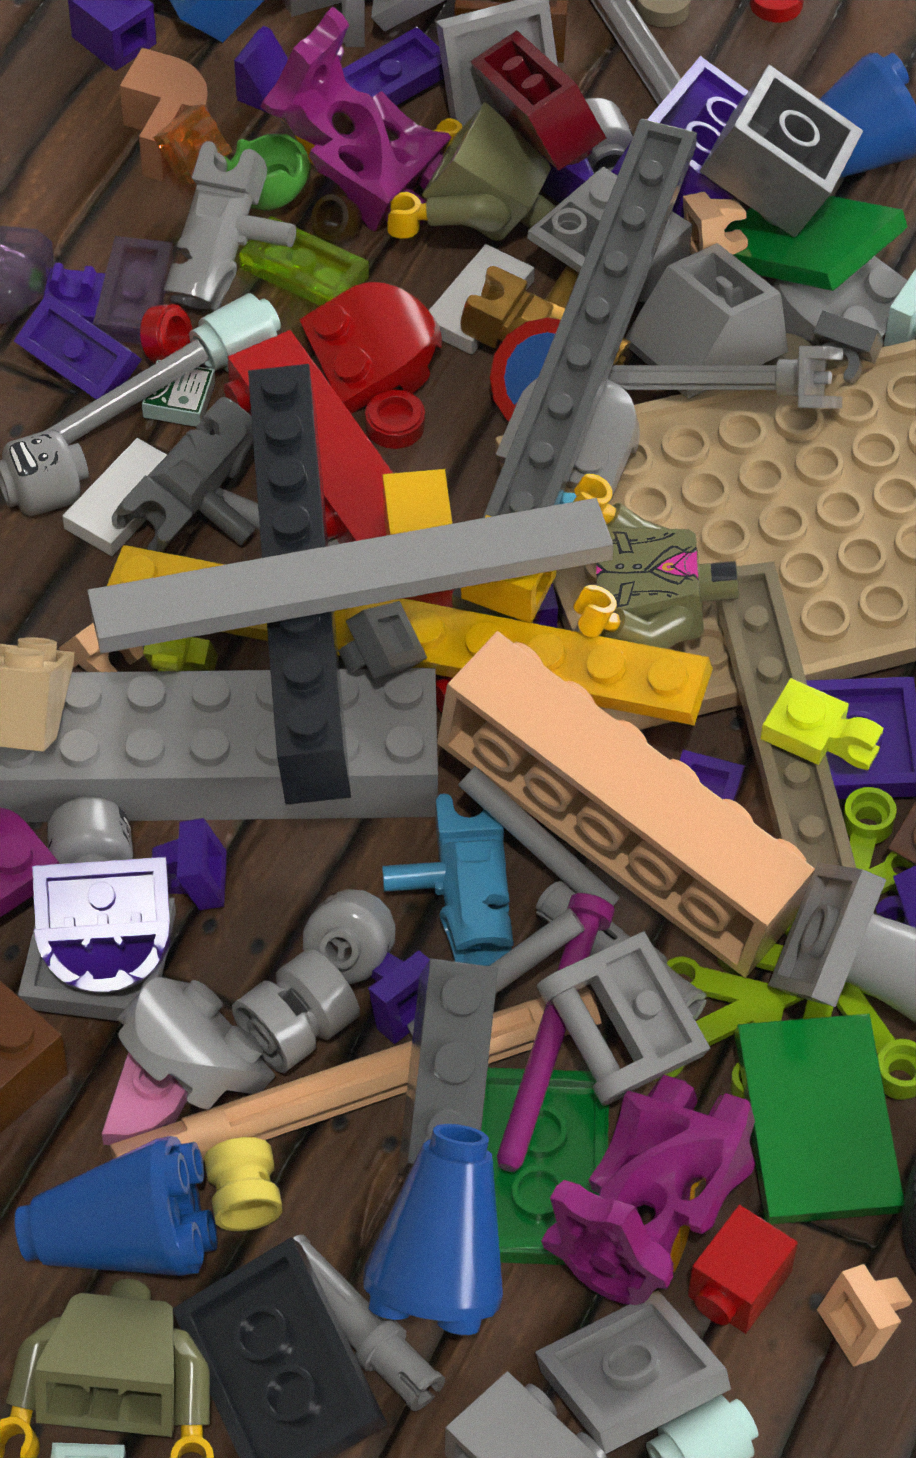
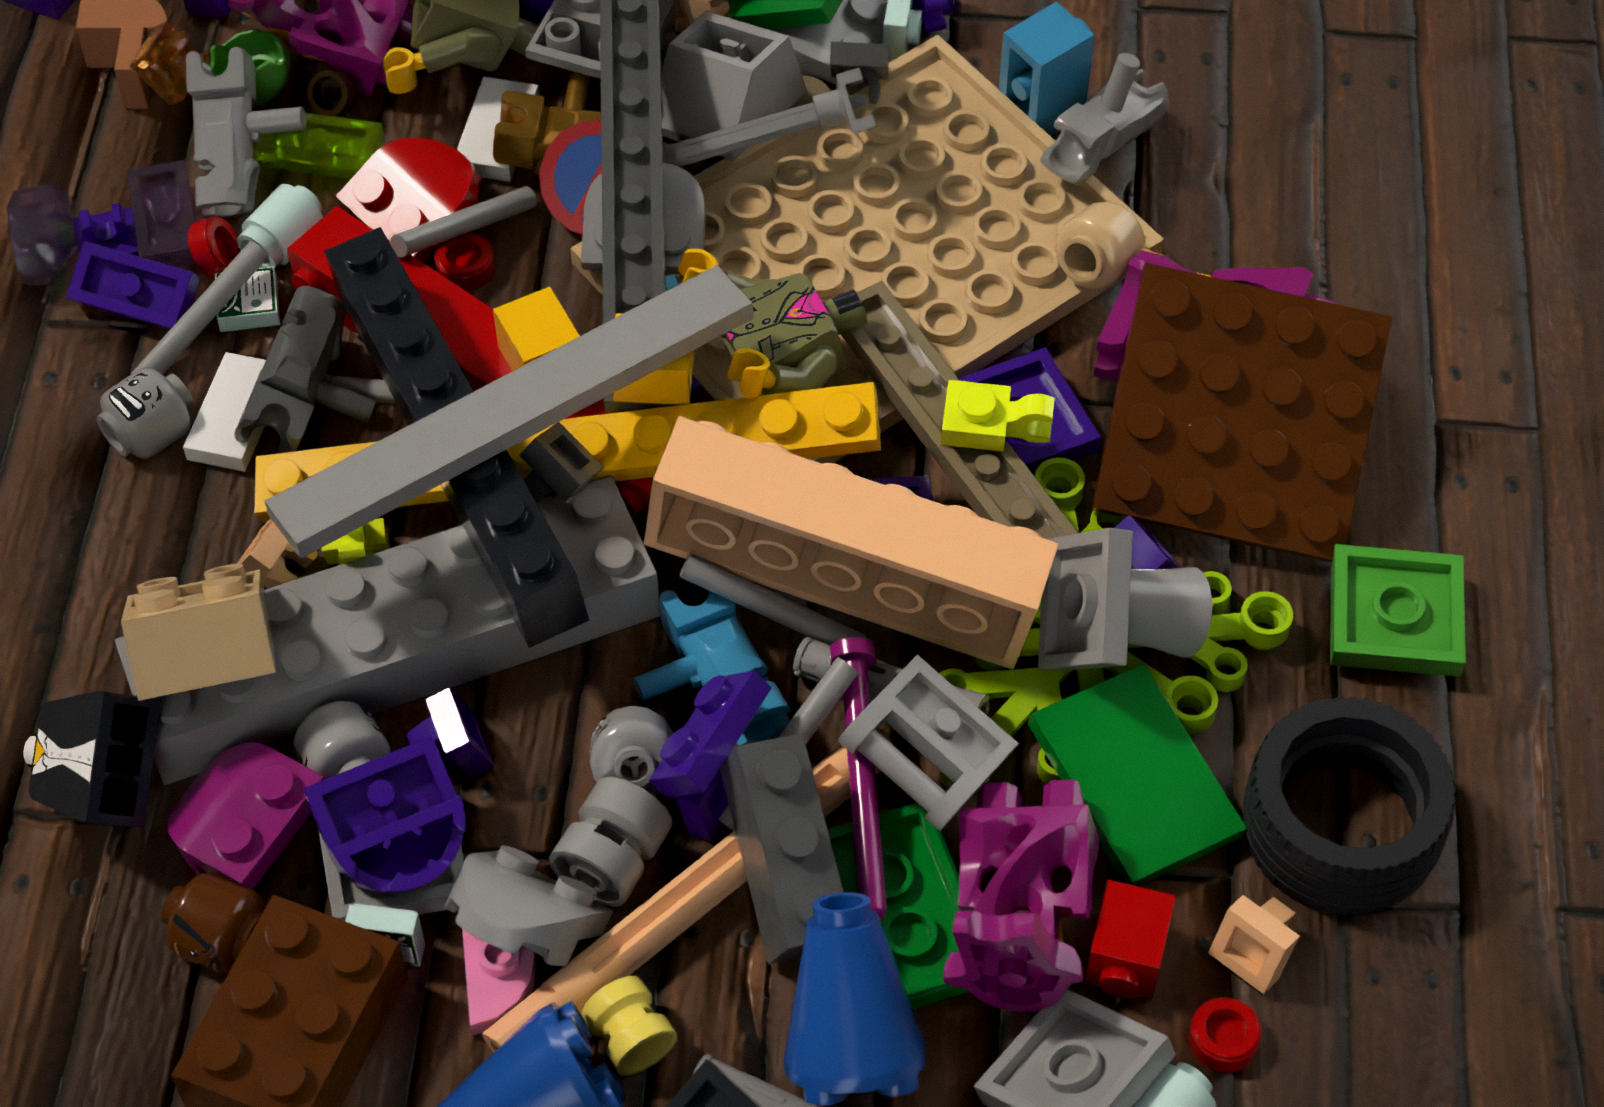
camera: 20 degrees left, 0 degrees up
(67, 1018) = (394, 924): none -> light aqua tile
(401, 952) = (700, 747): none -> dark purple plate
(404, 380) = (463, 221): none -> light grey bar
(798, 1391) = (1225, 1034): none -> red tile

